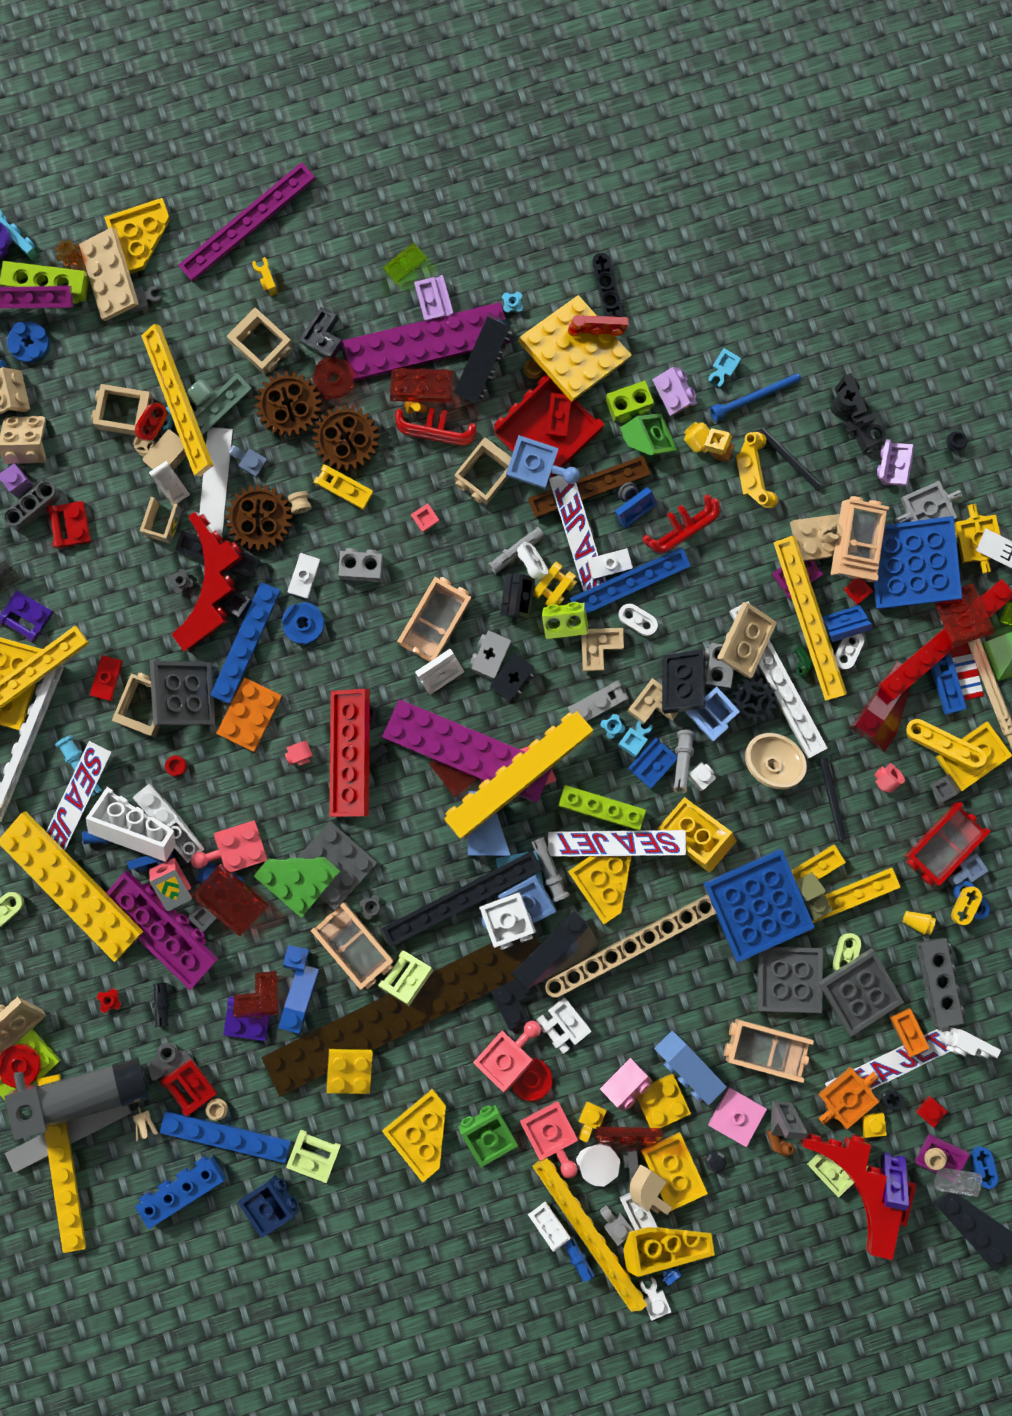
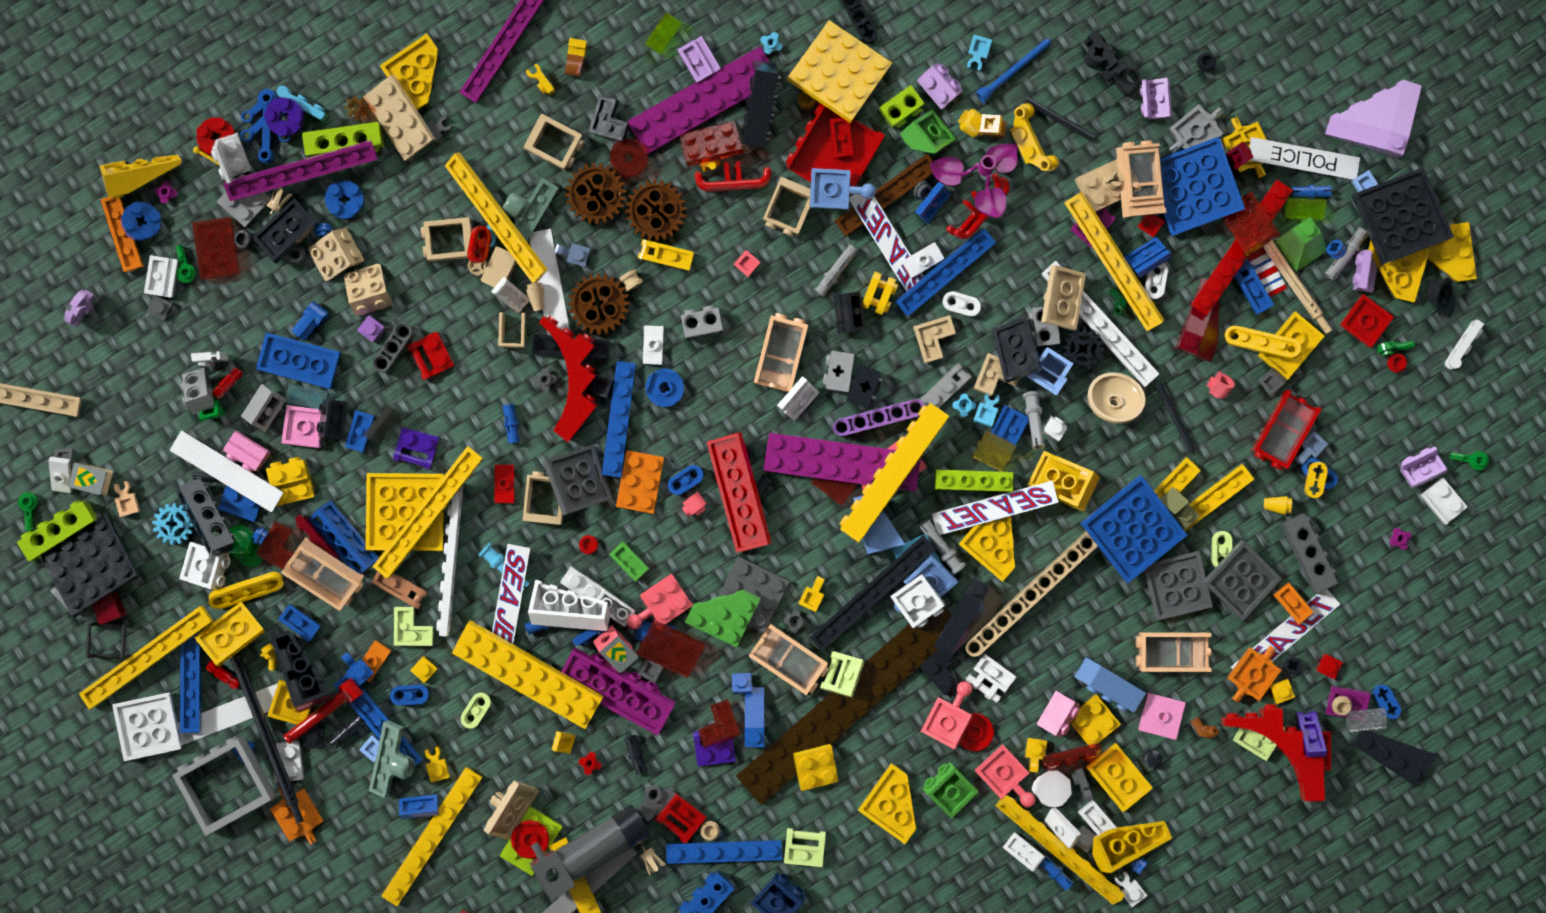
camera: 10 degrees left, 5 degrees up
(86, 970) = (563, 742): none -> yellow plate
(131, 617) = (511, 423): none -> blue pin
(196, 492) = (536, 295): none -> tan cone
(213, 795) = (629, 561): none -> bright green plate
(297, 723) = (685, 479): none -> blue plate
(308, 262) = (576, 57): none -> leg
(397, 885) = (812, 597): none -> yellow plate
(508, 710) = (869, 421): none -> medium lavender beam
(532, 560) = (854, 277): white plate -> none
(566, 625) = (898, 326): lime brick -> none
(598, 325) = (855, 46): red plate -> none
(598, 1211) = (1062, 827): none -> white plate
(631, 782) = (994, 451): none -> clear yellow piece
(645, 1190) = (1098, 797): tan brick -> none
(695, 520) = (989, 201): none -> magenta plant
(786, 1121) = (1205, 708): dark grey slope -> none
(964, 1043) = (1342, 600): white plate -> none
(970, 541) = (1239, 155): none -> dark red plate

